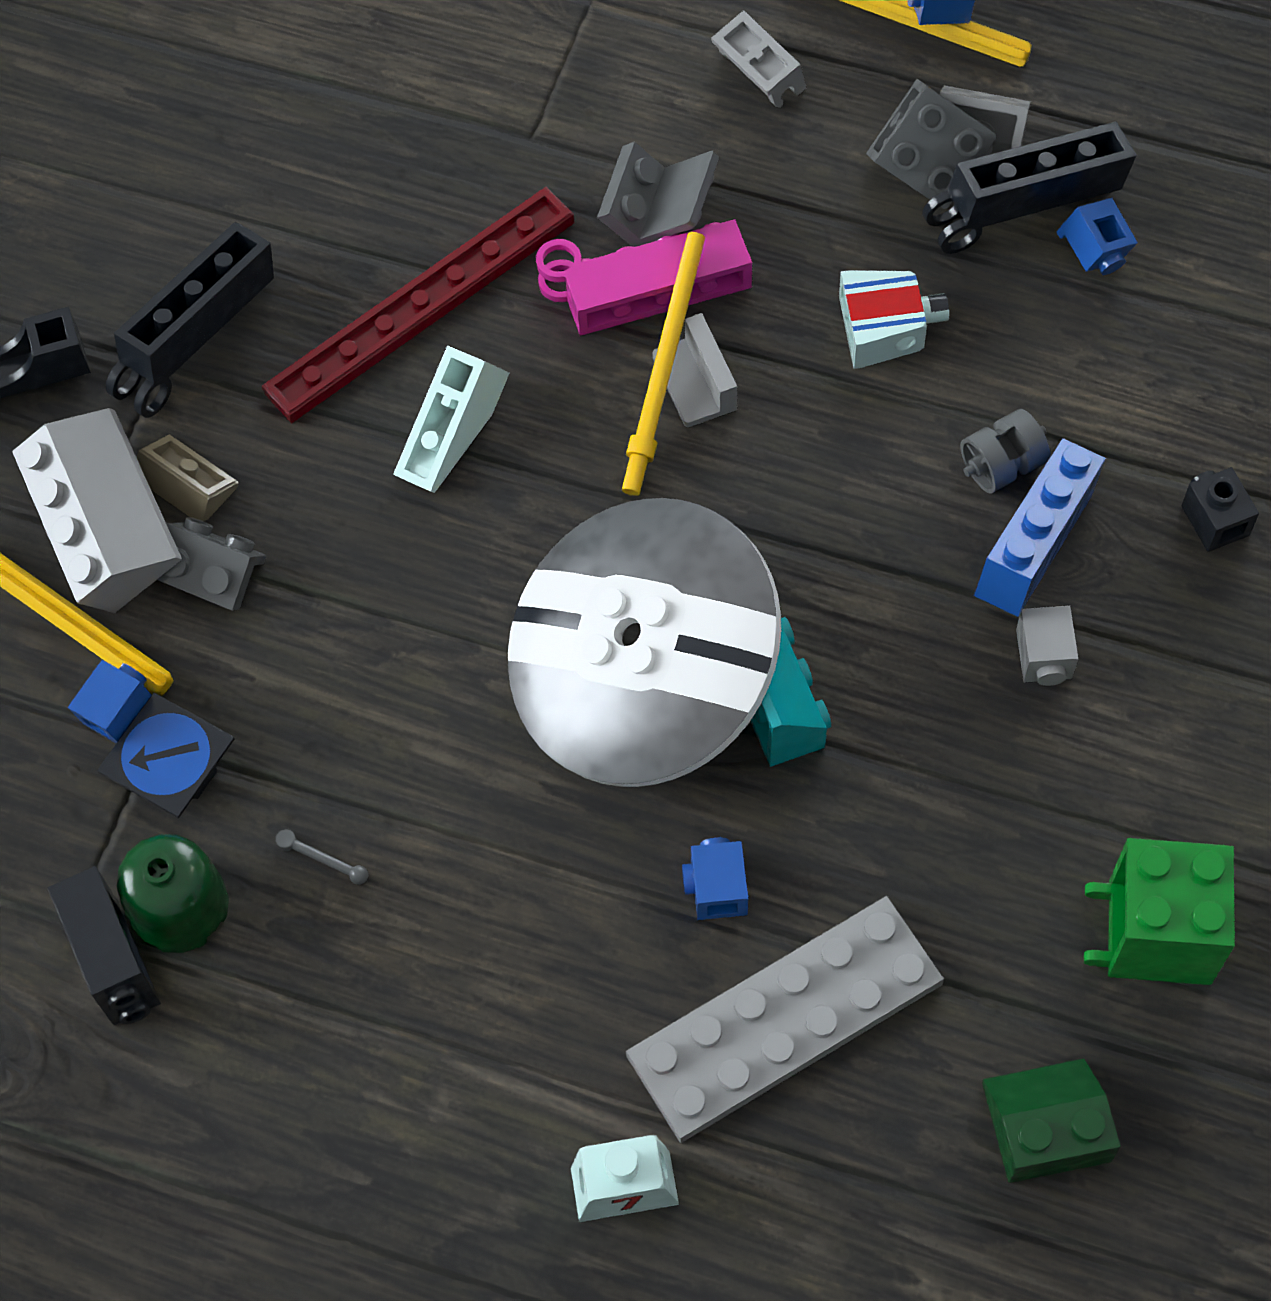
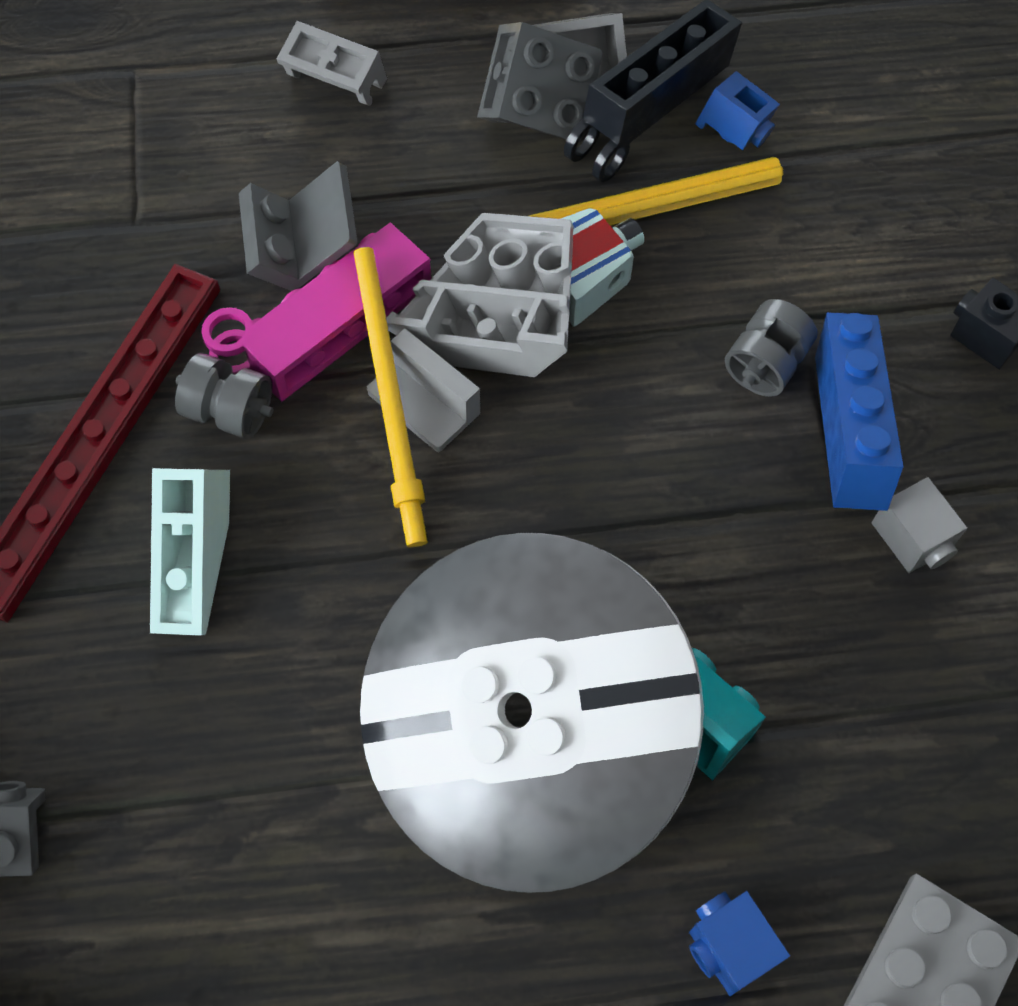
camera: 30 degrees left, 0 degrees up
(526, 304) = (213, 390): none -> dark grey wheel
(790, 315) = (497, 297): none -> light grey wedge
(995, 287) = (680, 192): none -> yellow axle

